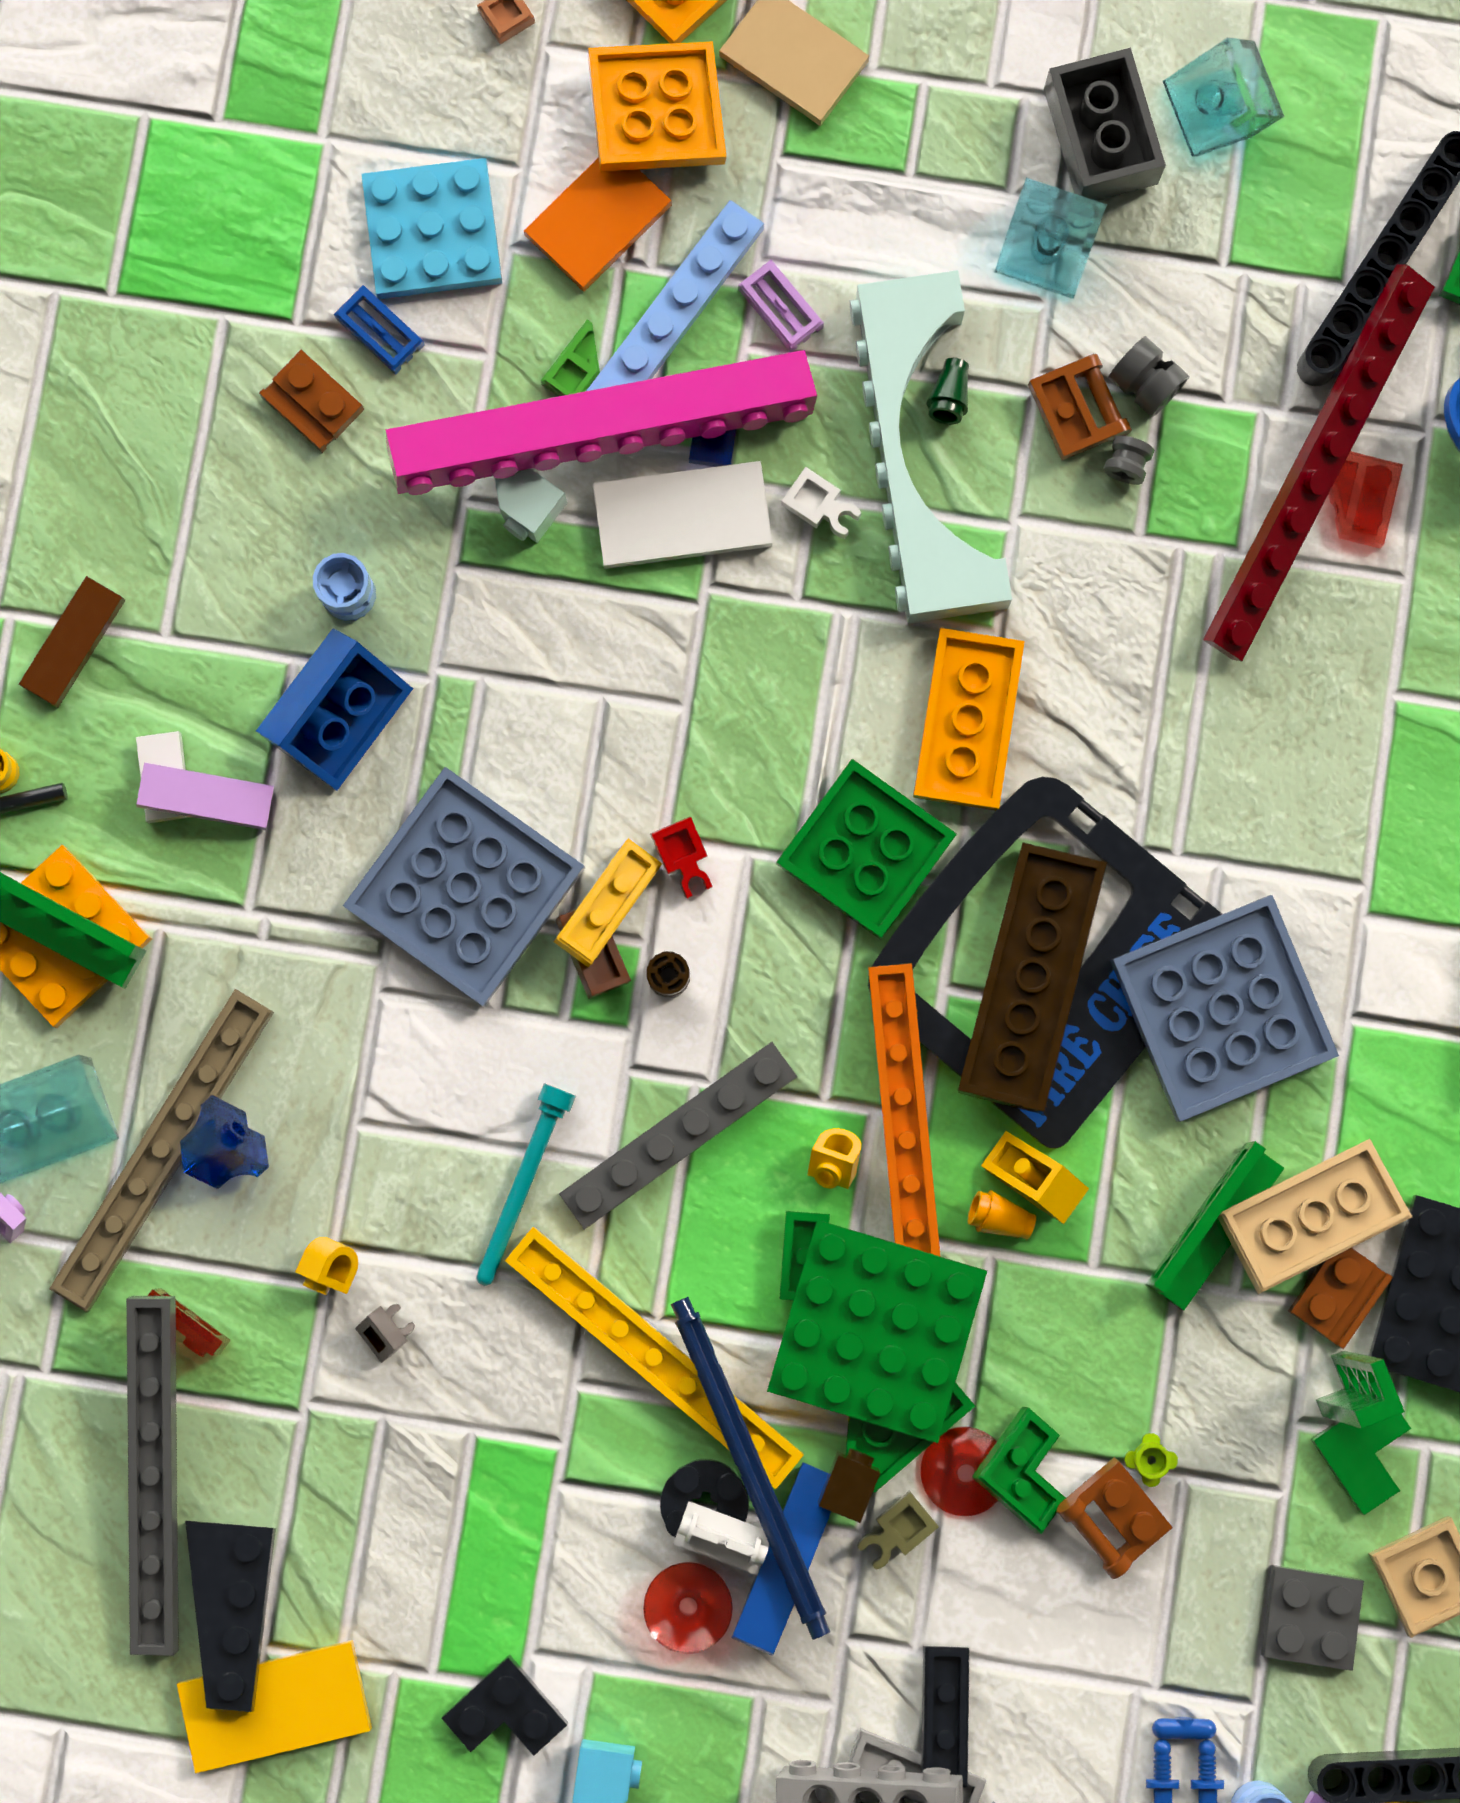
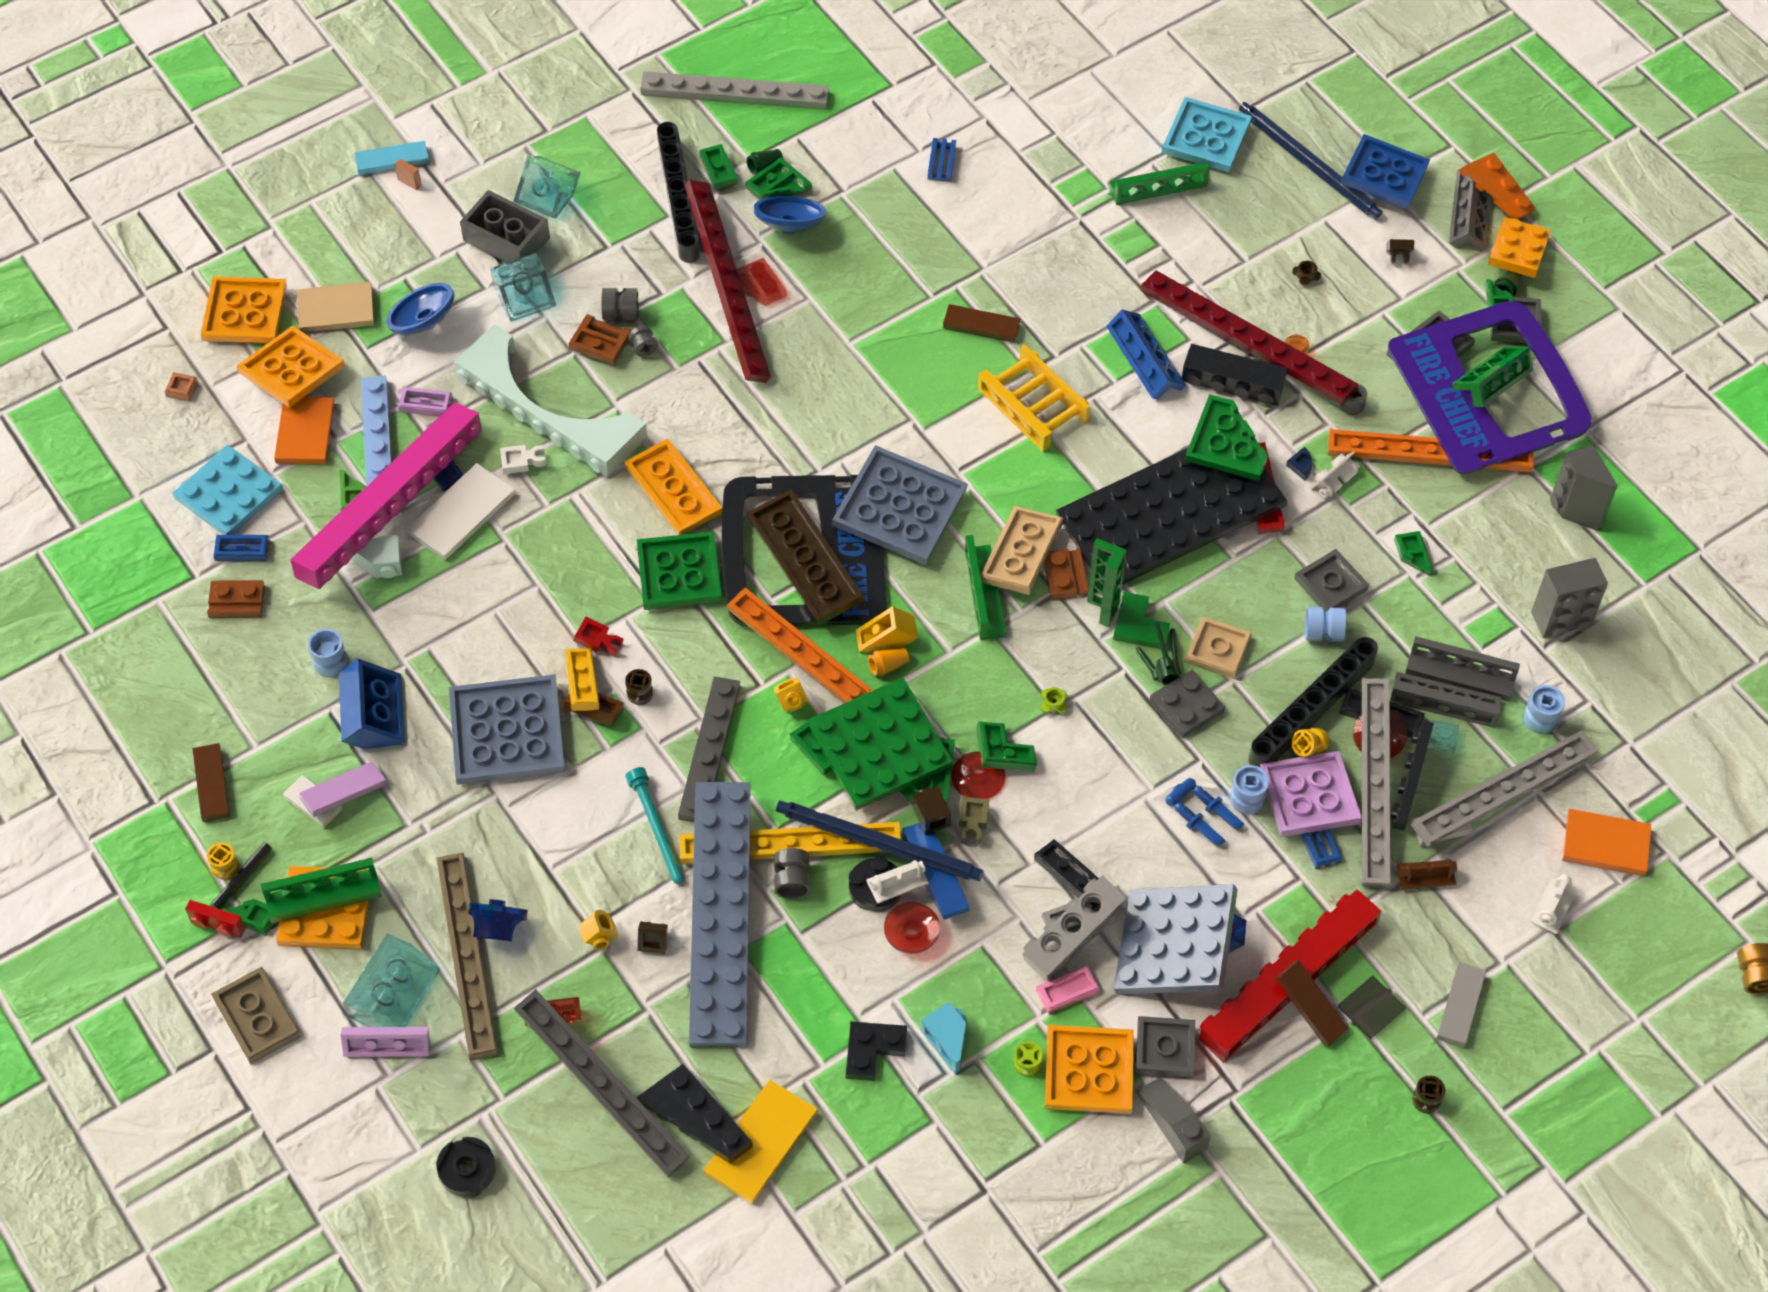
camera: 45 degrees left, 25 degrees down
(486, 1376) = (720, 915): none -> sand blue plate
(614, 1404) = (791, 873): none -> dark grey wheel
(888, 161) = (421, 309): none -> blue dish
(950, 394) = (538, 377): dark green cone -> none
(1125, 1508) = (1064, 727): dark orange plate -> none
(1336, 1551) = (1166, 669): none -> dark green plant

